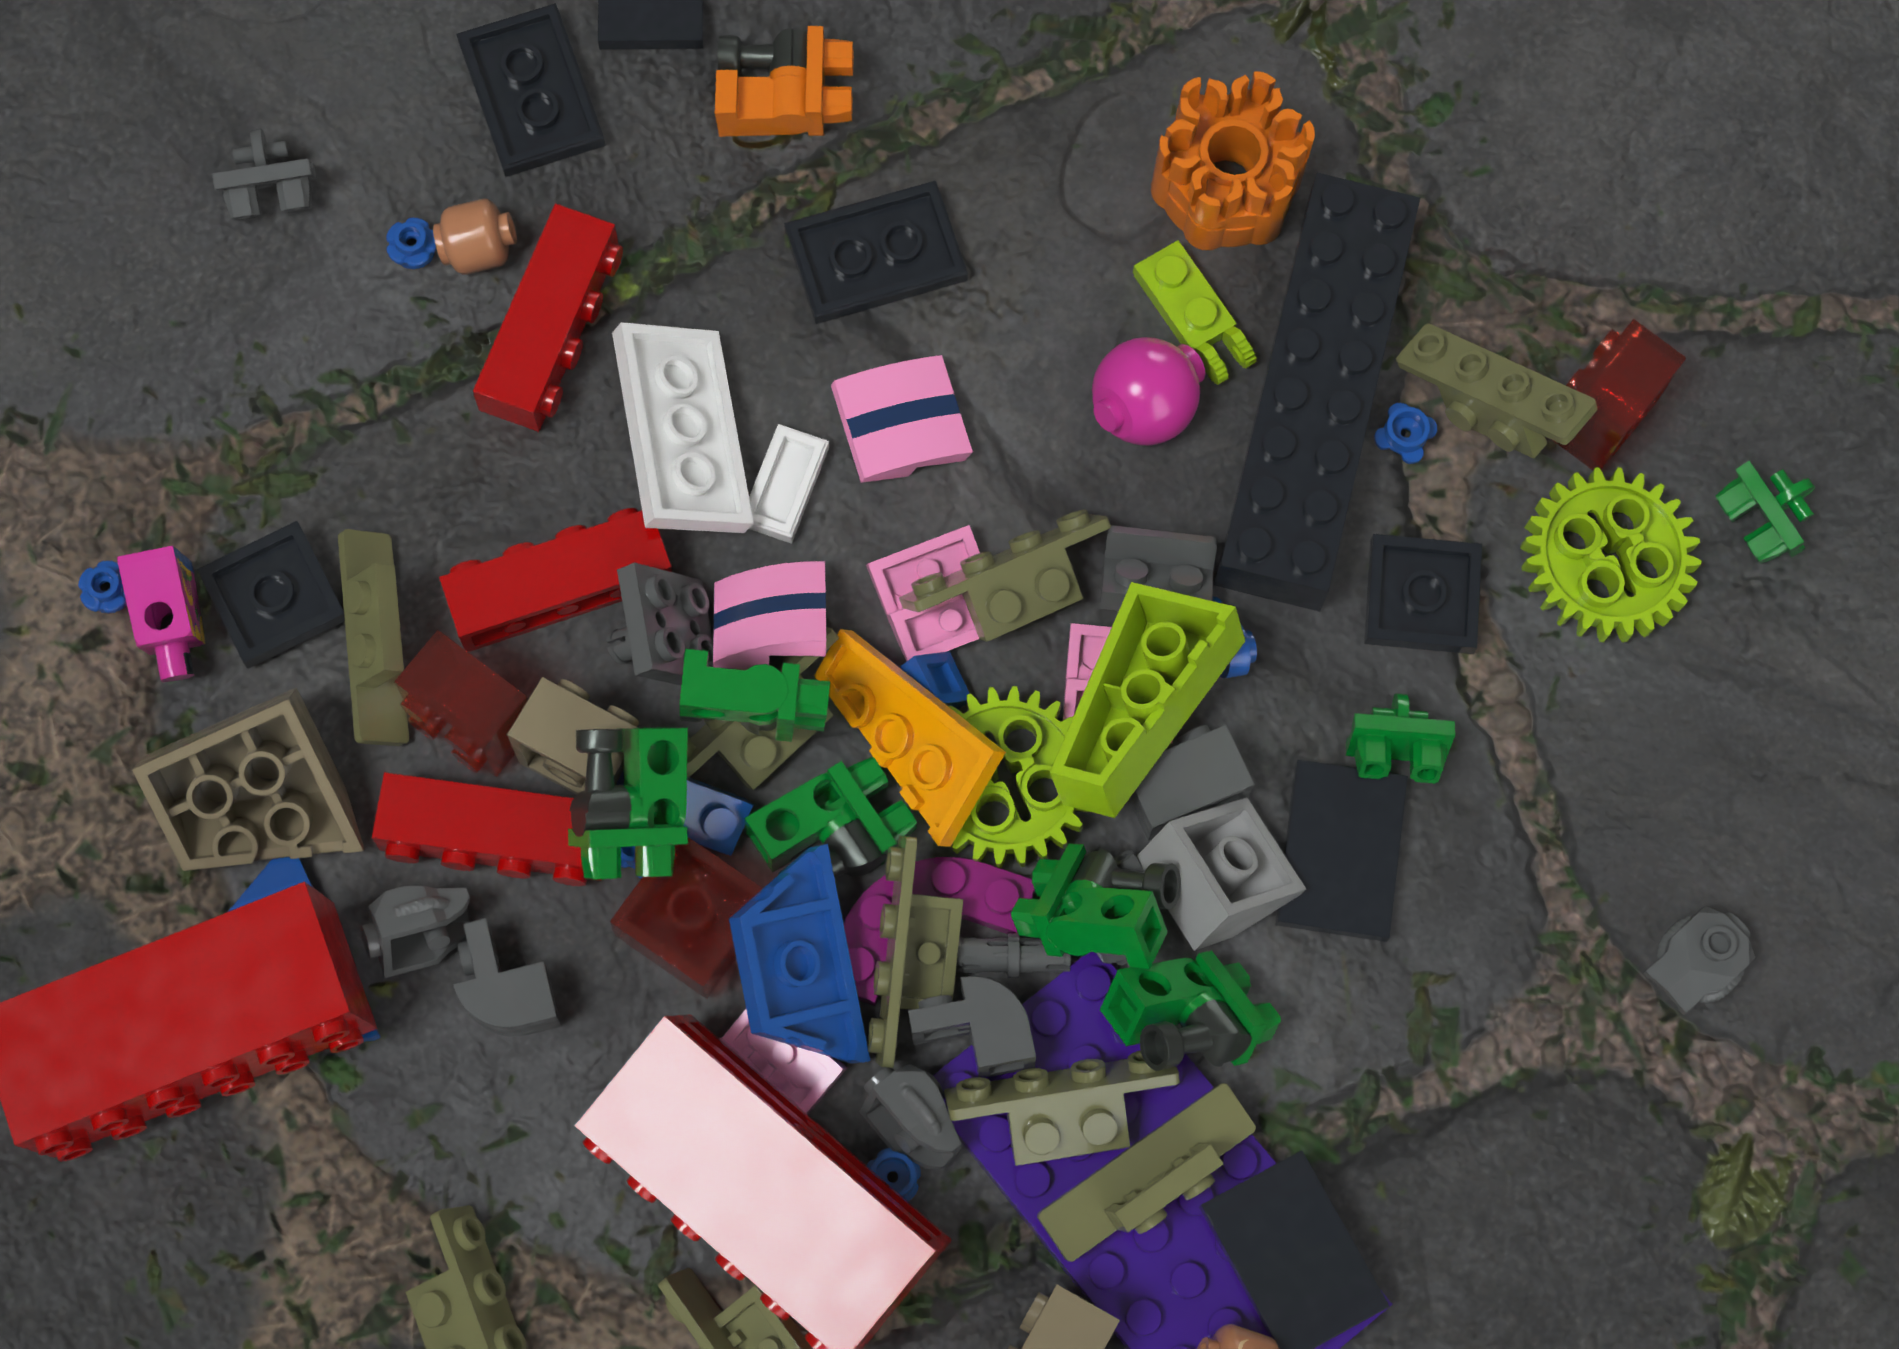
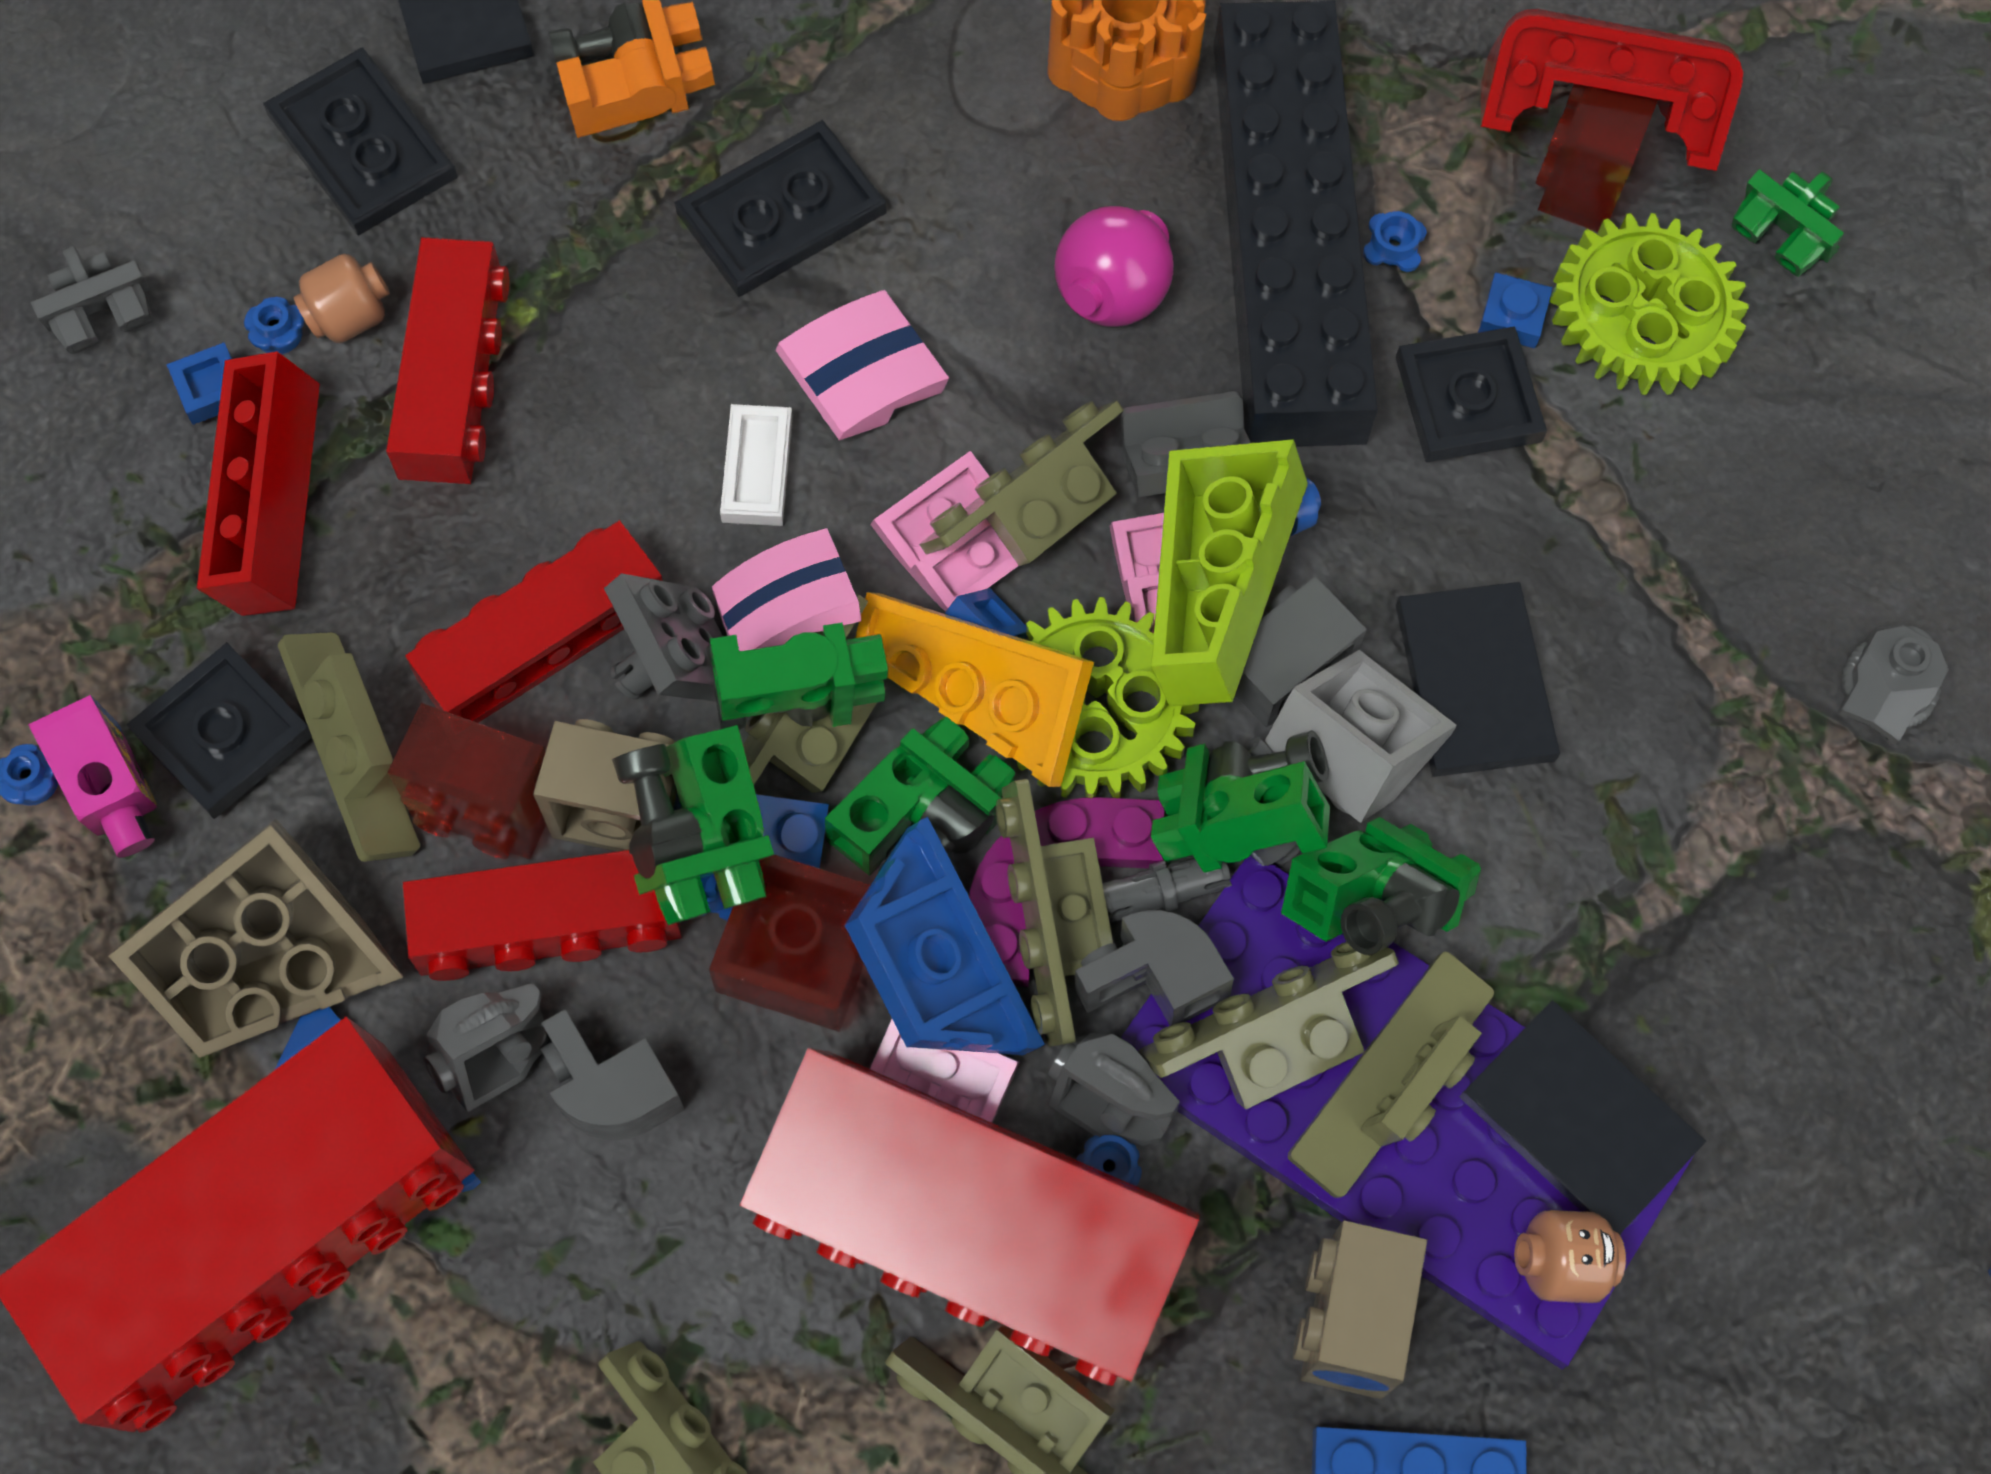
camera: 15 degrees left, 5 degrees down
(342, 282) = (200, 381): none -> blue plate
(360, 389) = (259, 485): none -> red brick
(682, 428) = (629, 432): white plate -> none
(1192, 309) = (1133, 177): lime hinge -> none
(1400, 736) = (1498, 542): green hips -> none
(1493, 524) = (1516, 304): none -> blue plate
(1496, 394) = (1482, 171): olive bracket -> none
(1702, 366) = (1689, 76): none -> red windscreen

